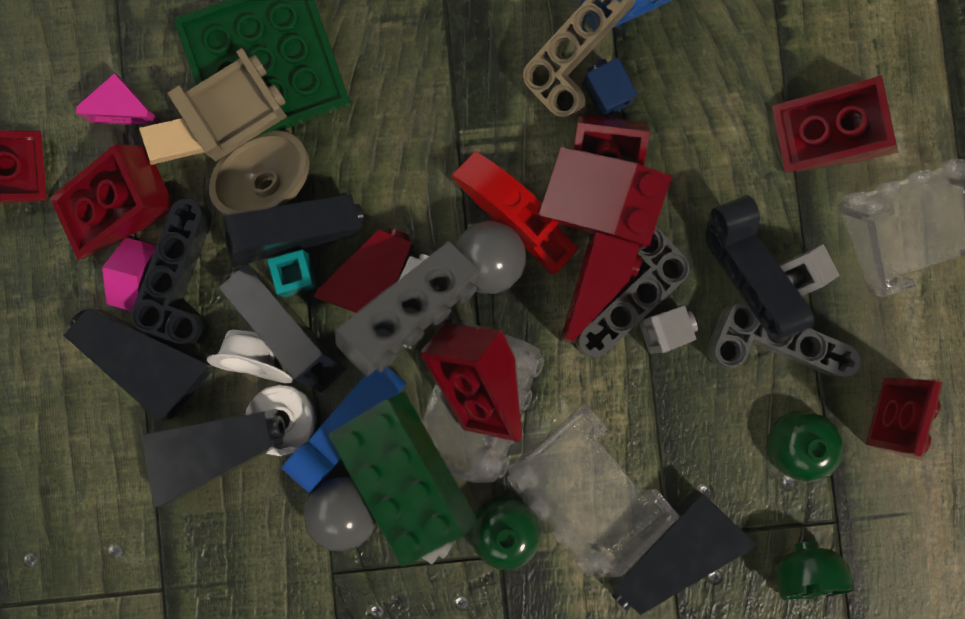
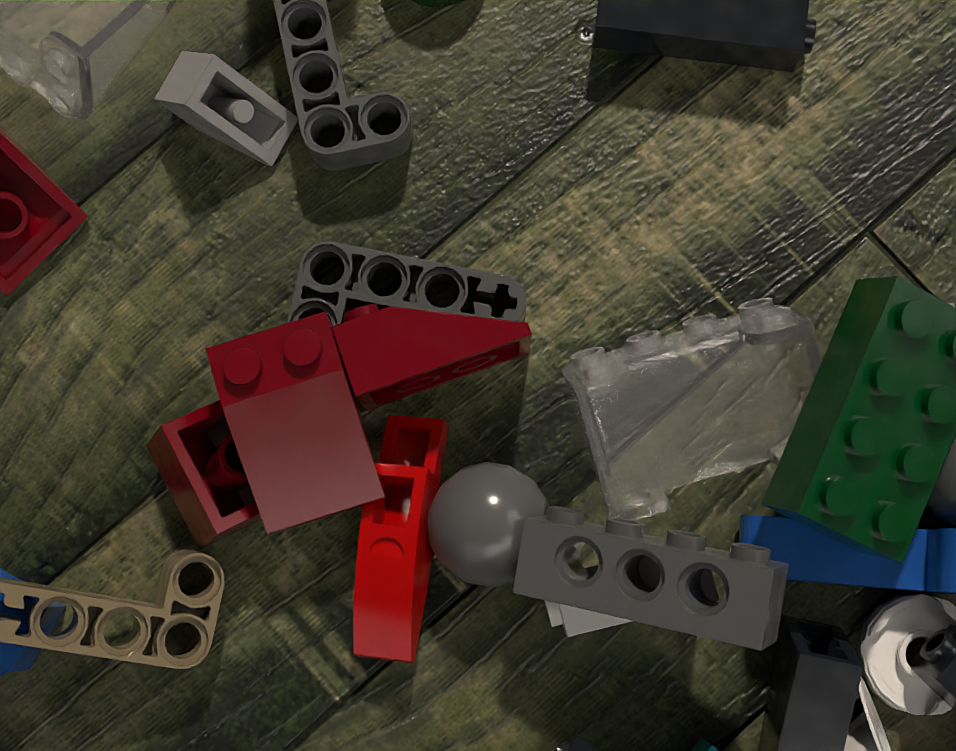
camera: 115 degrees left, 5 degrees down
(368, 271) = (634, 676): dark red slope -> none
(477, 378) = (669, 419): dark red slope -> none
(506, 533) = (834, 239): dark green cylinder -> none
(589, 497) = (707, 165): clear windscreen -> none
(609, 87) = (131, 533): dark blue brick -> none
(668, 330) = (414, 215): light grey slope -> none
(754, 270) = (255, 158): black beam -> none

